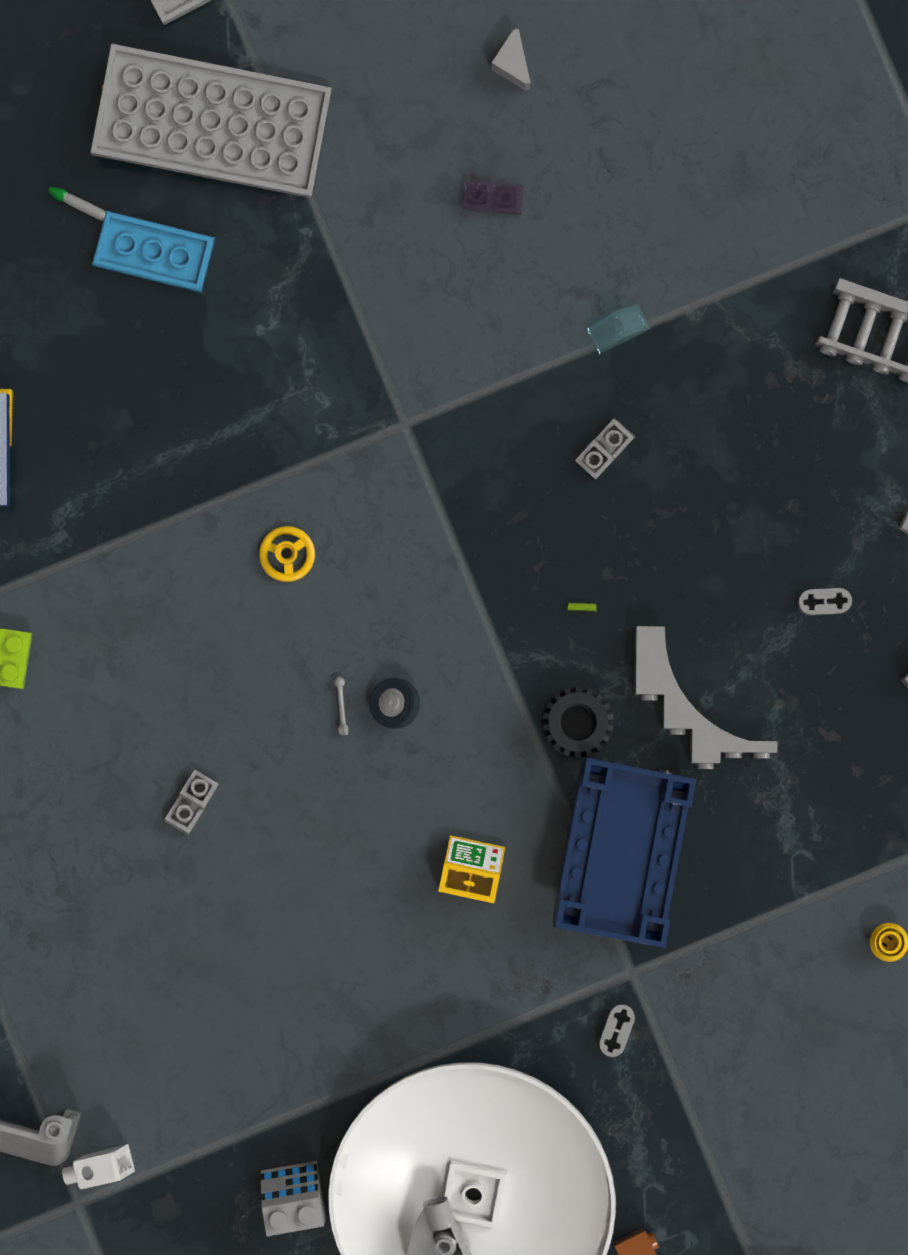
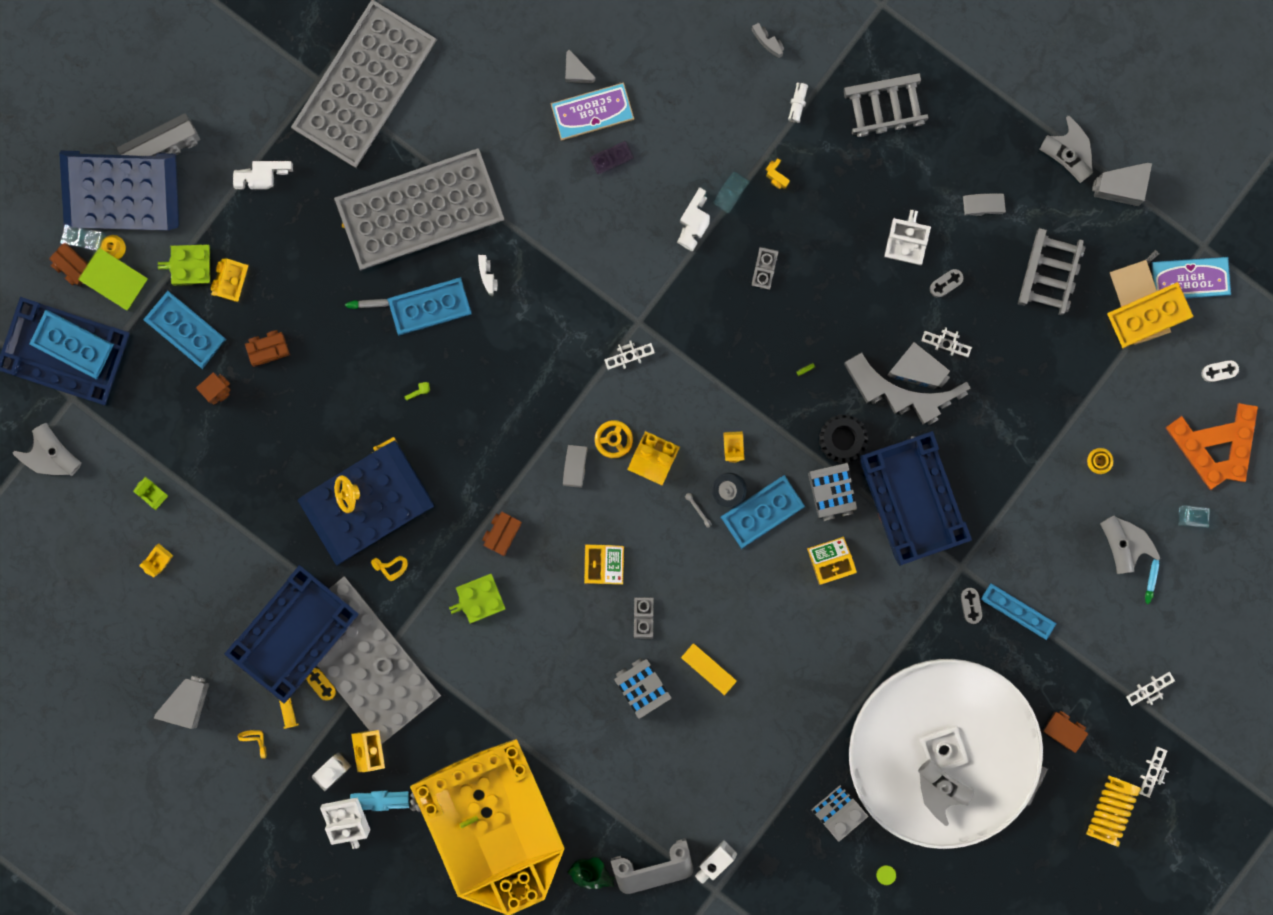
camera: 25 degrees left, 0 degrees up
(74, 591) = (502, 533): none -> dark orange brick
(85, 350) = (424, 388): none -> lime hand
(136, 890) = (642, 687): none -> slope
(179, 705) = (604, 564): none -> yellow slope
(216, 559) = (575, 466): none -> light grey slope
(235, 915) = (708, 669): none -> yellow tile
(245, 260) = (488, 279): none -> white slope
(322, 607) = (653, 458): none -> yellow slope
(360, 454) = (633, 351): none -> white piece
(421, 755) = (762, 511): none -> dark azure tile
(432, 651) = (733, 446): none -> yellow bracket
(502, 125) = (592, 111): none -> tile
(524, 782) = (832, 491): none -> light grey slope
(551, 337) = (694, 220): none -> white plate
(672, 1072) = (1018, 611): none -> dark azure tile
(687, 347) = (778, 179): none -> yellow bracket
(726, 690) = (919, 369): none -> light grey slope
(769, 263) = (798, 102): none -> white pin
(777, 170) = (772, 45): none -> light grey slope
(778, 670) = (941, 339): none -> white piece
(806, 518) = (907, 240): none -> white plate
(868, 1131) = (1152, 581): none -> medium azure piece
(874, 1068) = (1135, 543): none -> light grey pin

